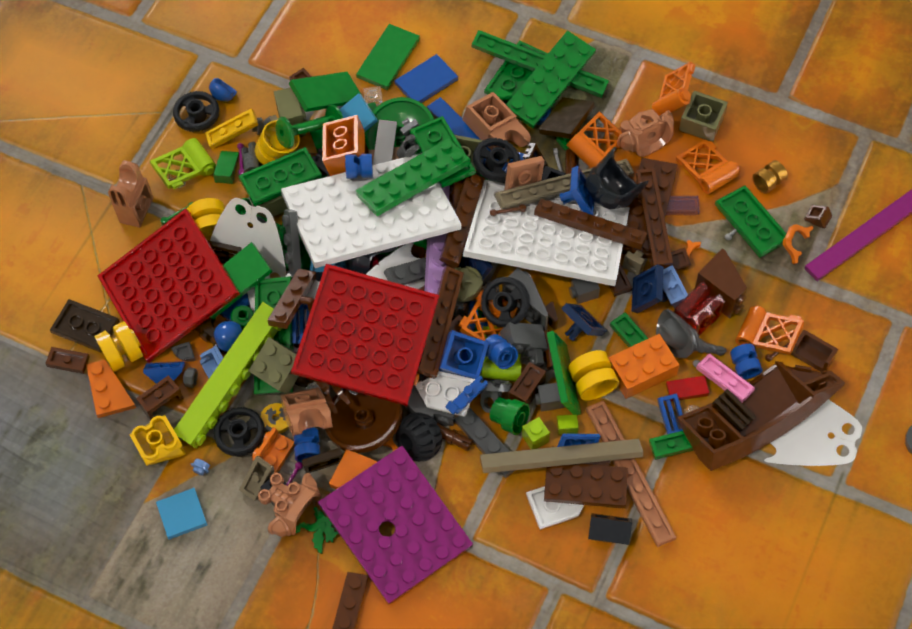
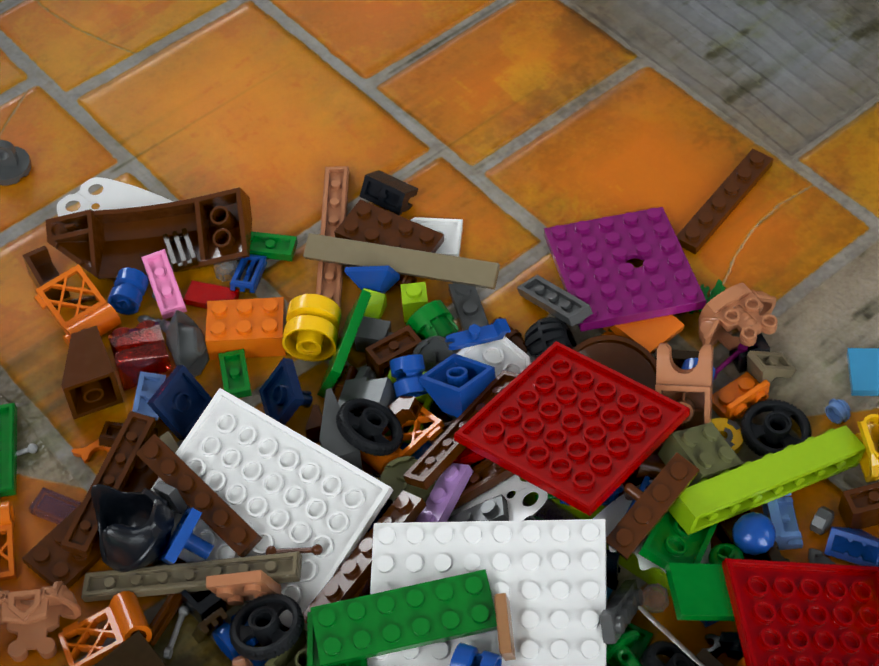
camera: 155 degrees left, 10 degrees down
(350, 188) = (504, 627): none -> medium nougat tile
(431, 464) = (555, 300): none -> dark grey plate
(490, 329) = (405, 408): none -> reddish brown piece
(604, 211) = (169, 492): none -> dark grey tile

